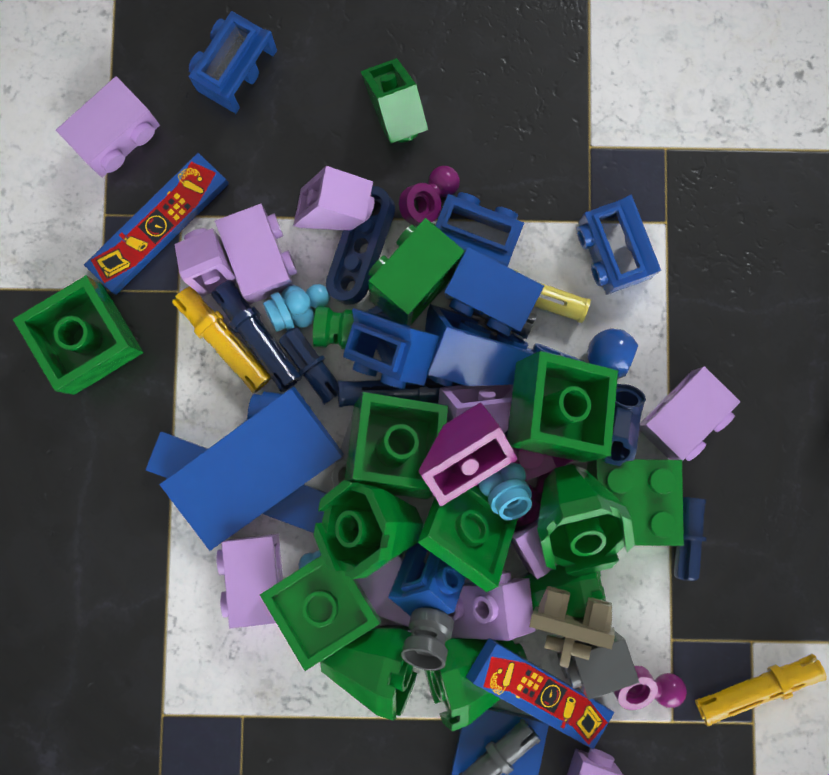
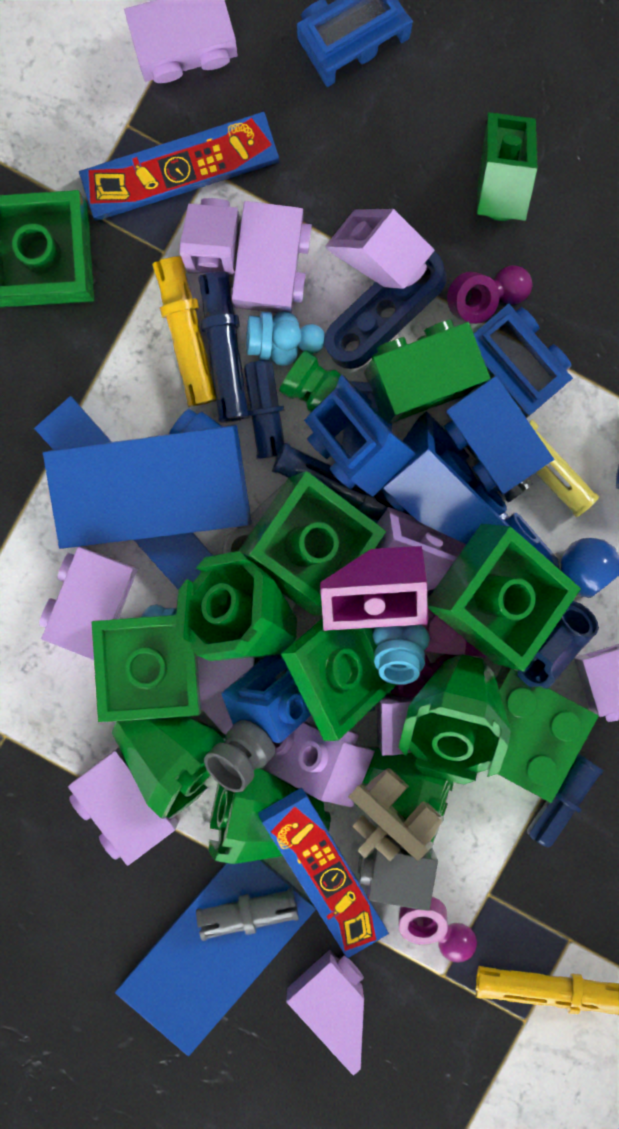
camera: 25 degrees right, 5 degrees up
(355, 729) = (118, 809): none -> lavender brick

